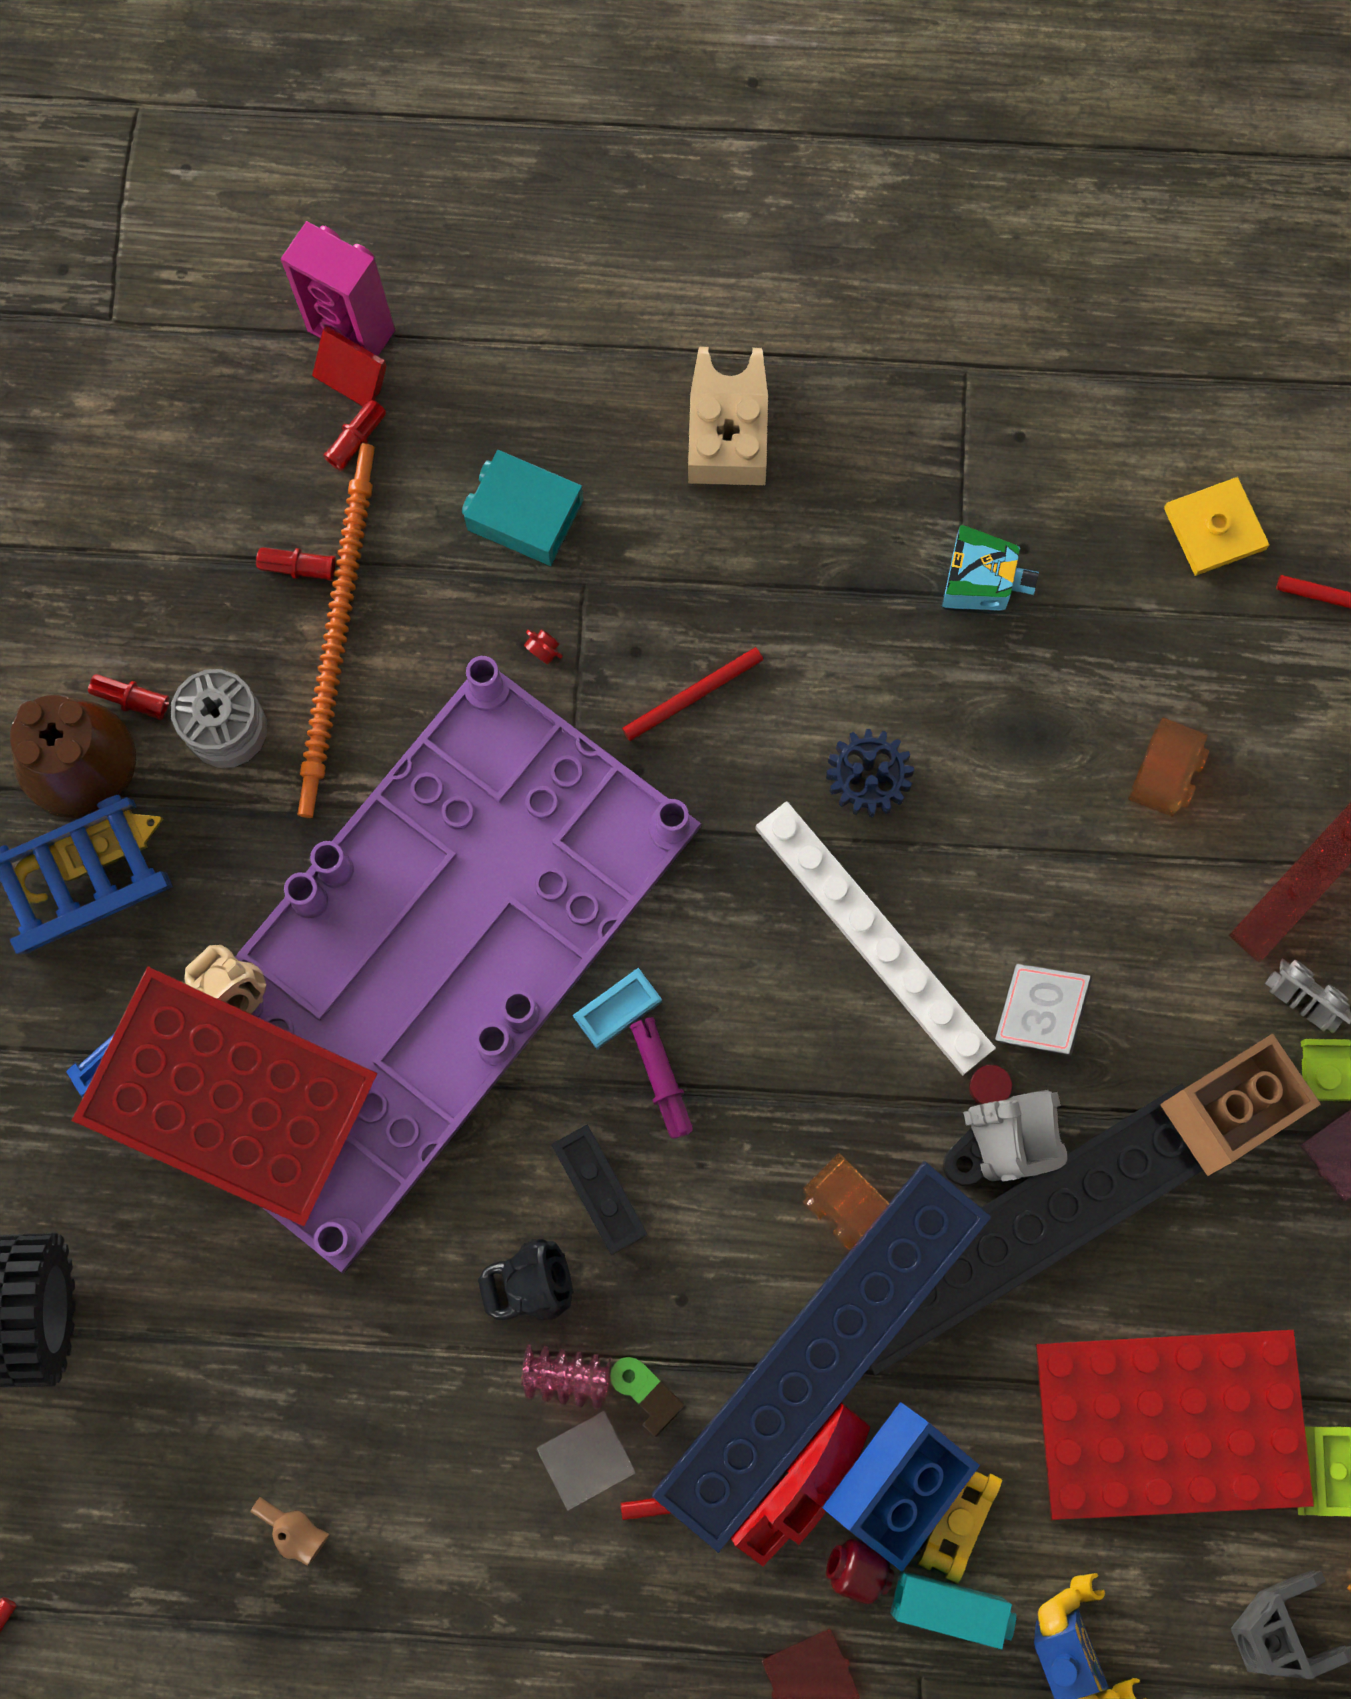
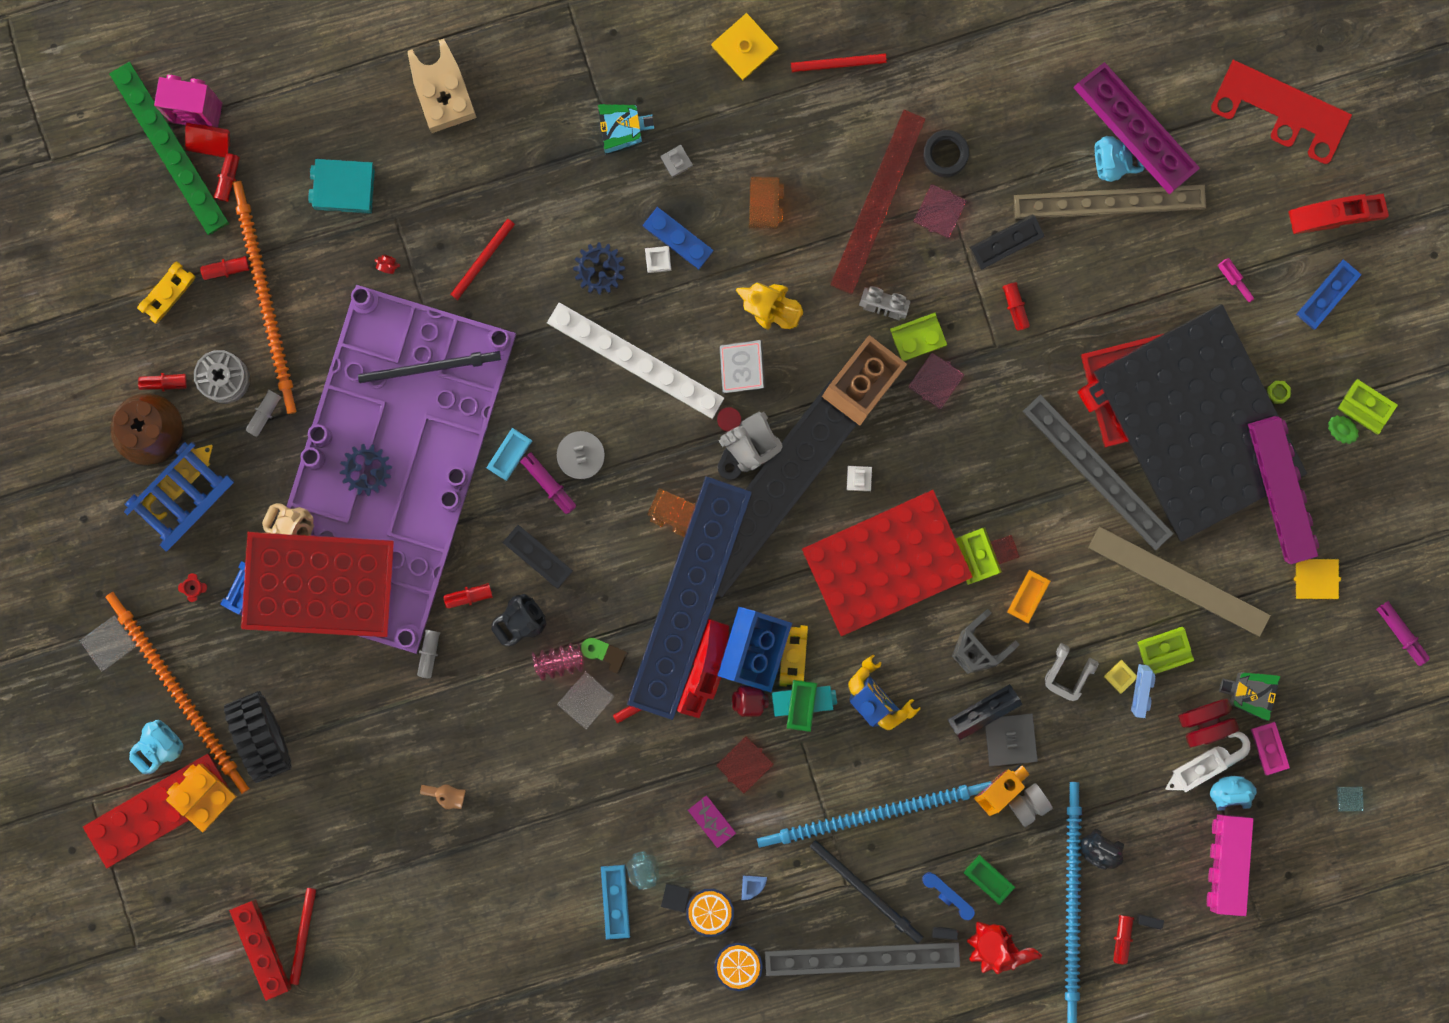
camera: 20 degrees left, 10 degrees up
(24, 1023) = (192, 594): none -> red plate
(193, 567) = (166, 292): none -> yellow plate
(260, 800) = (263, 413): none -> light grey axle
(289, 369) = (169, 148): none -> green plate
(360, 1281) = (428, 654): none -> light grey axle
(361, 930) = (351, 465): none -> dark blue gear
(461, 1210) = (467, 596): none -> red axle
(622, 838) = (475, 359): none -> black bar
(730, 1053) = (580, 455): none -> light grey piece
(951, 1621) = (801, 705): none -> green tile
(966, 794) = (658, 259): none -> white tile
(1010, 773) = (678, 238): none -> blue plate
(1049, 656) = (676, 161): none -> light grey tile
(1123, 928) = (771, 305): none -> yellow head
(1171, 1263) = (859, 478): none -> white tile

